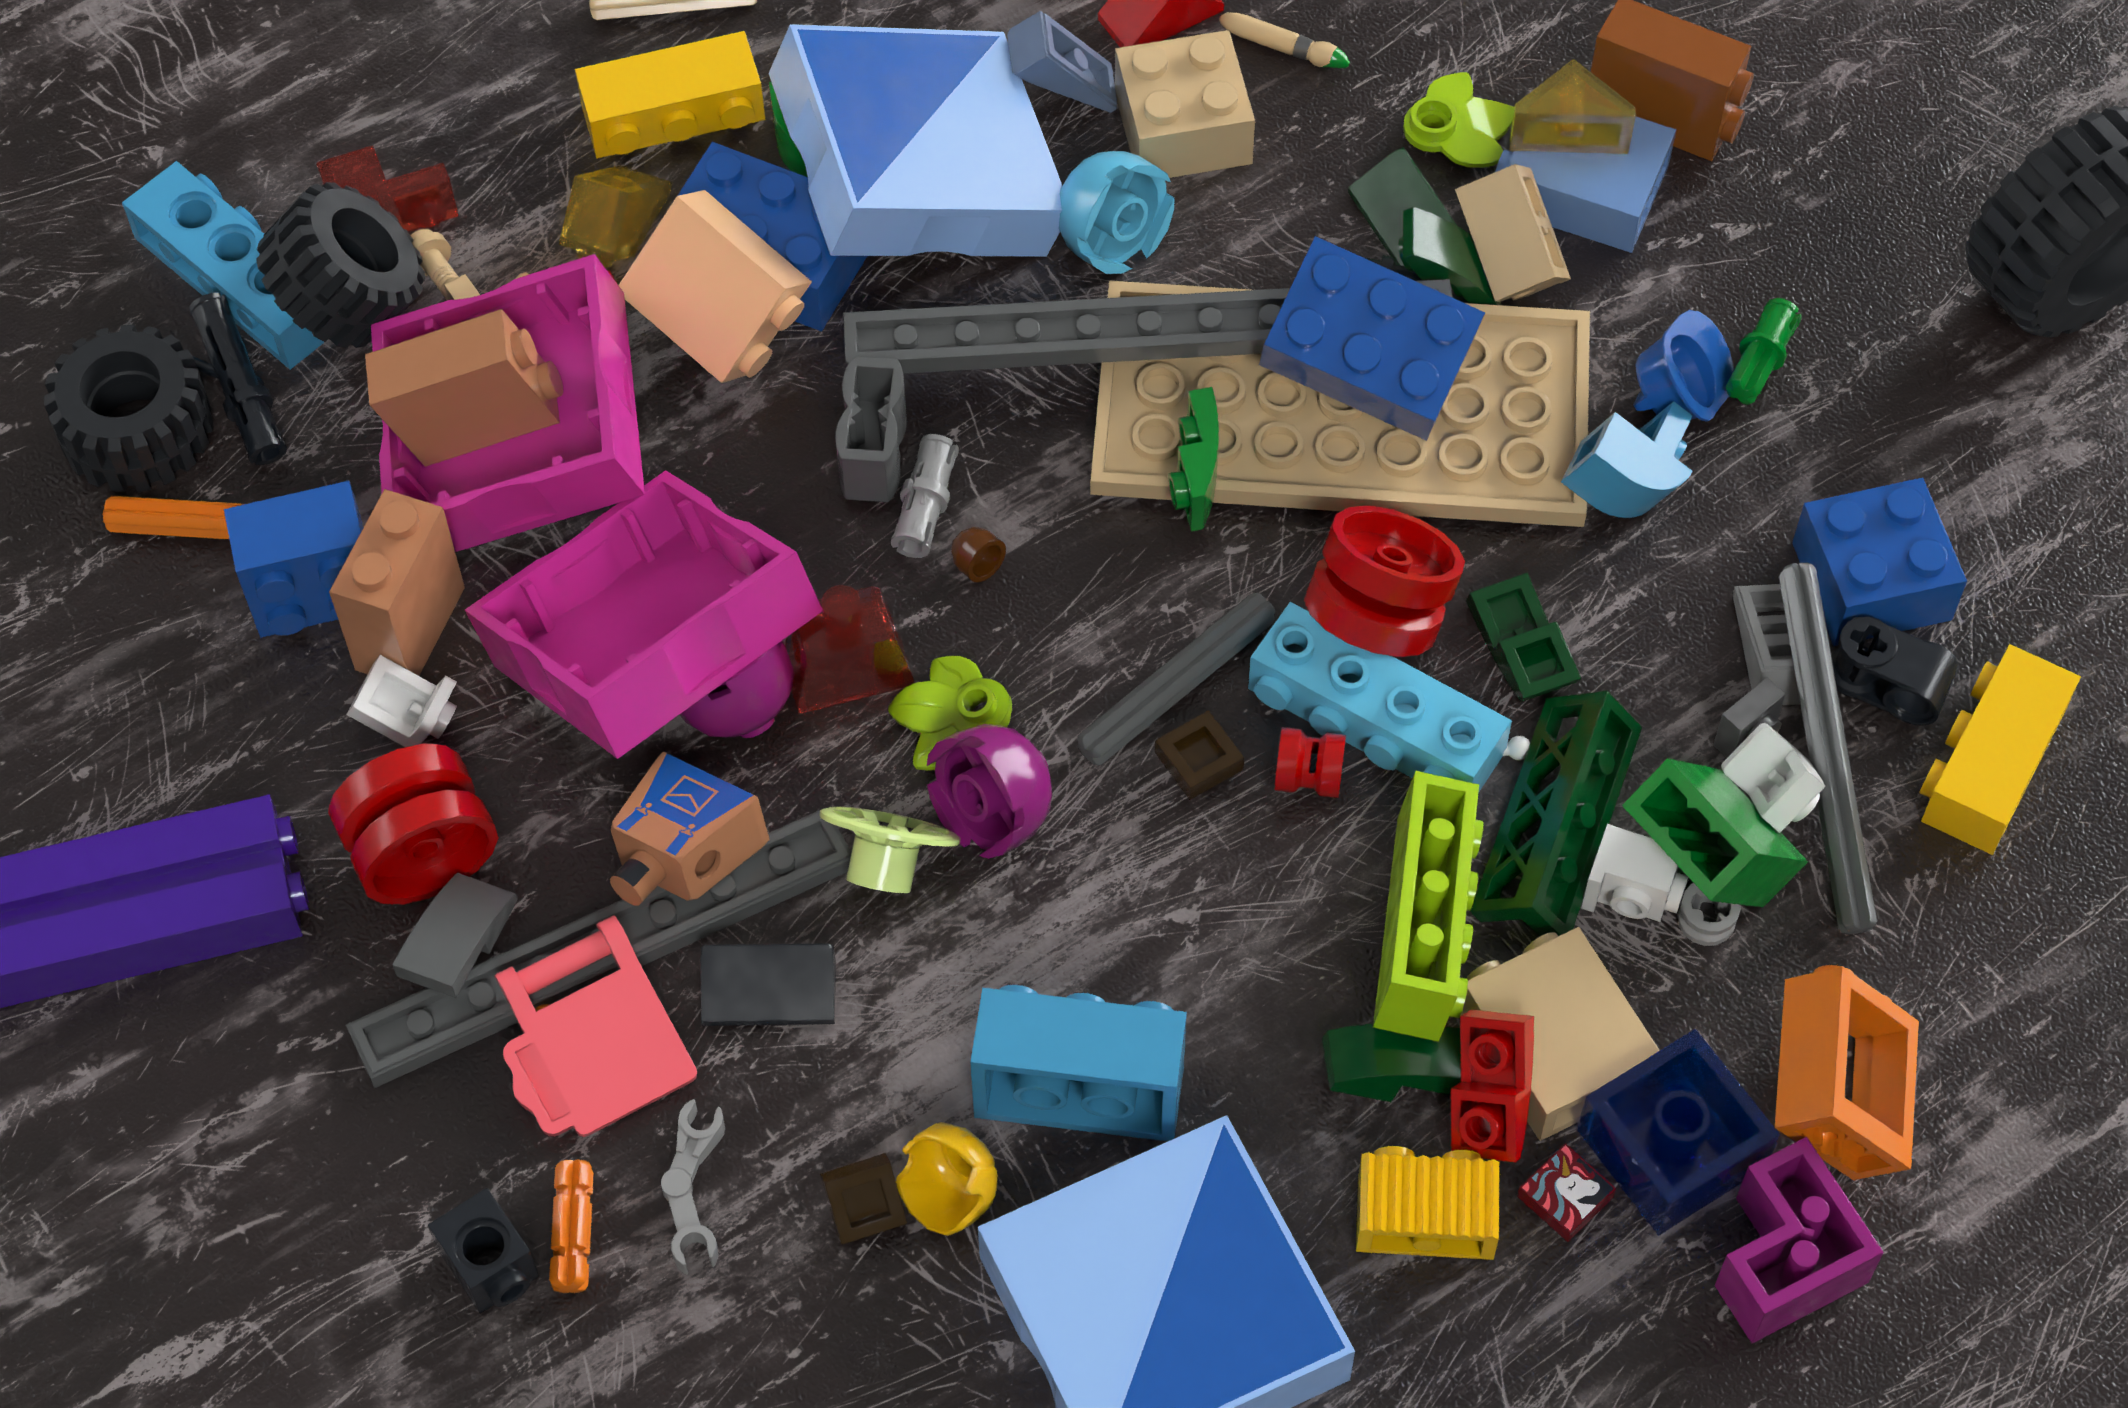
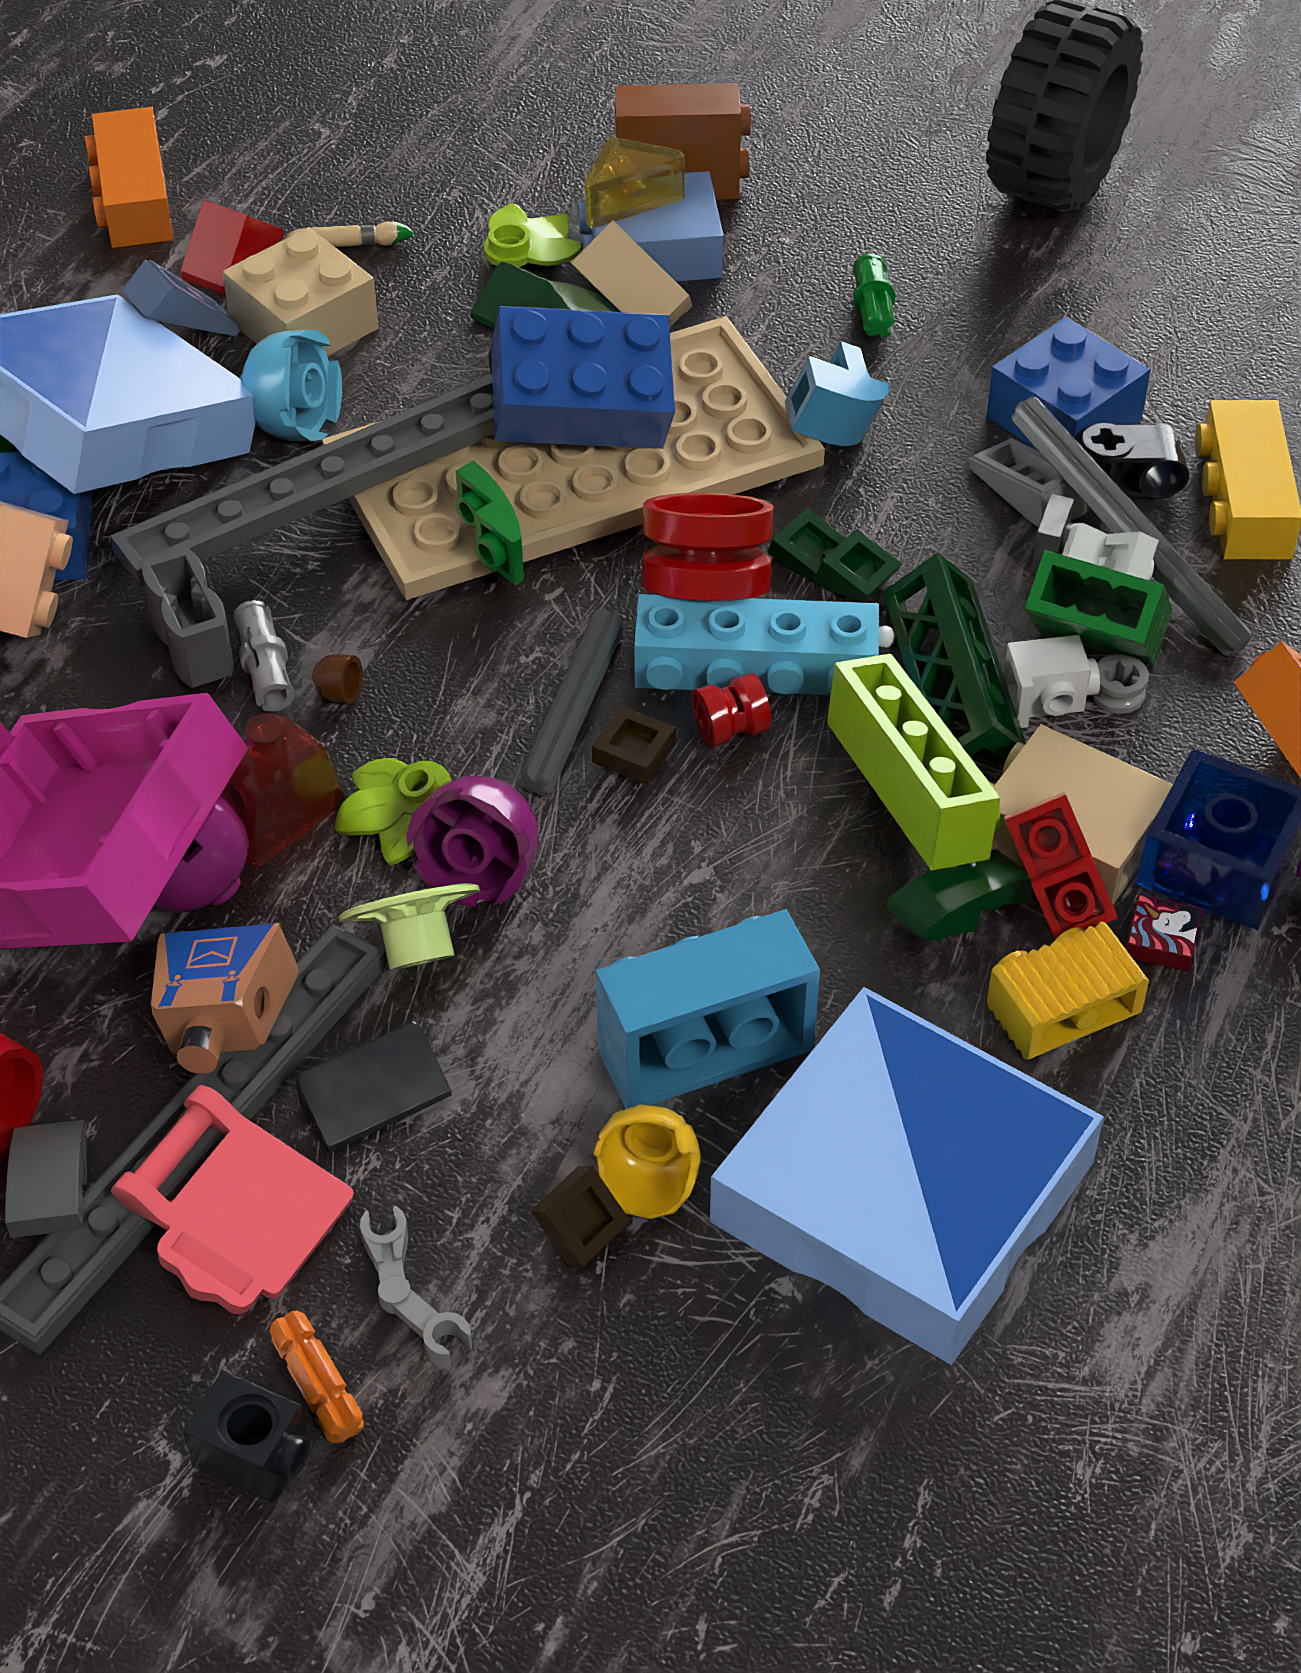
camera: 30 degrees left, 10 degrees down
(1685, 367) = (822, 325): blue piece -> none

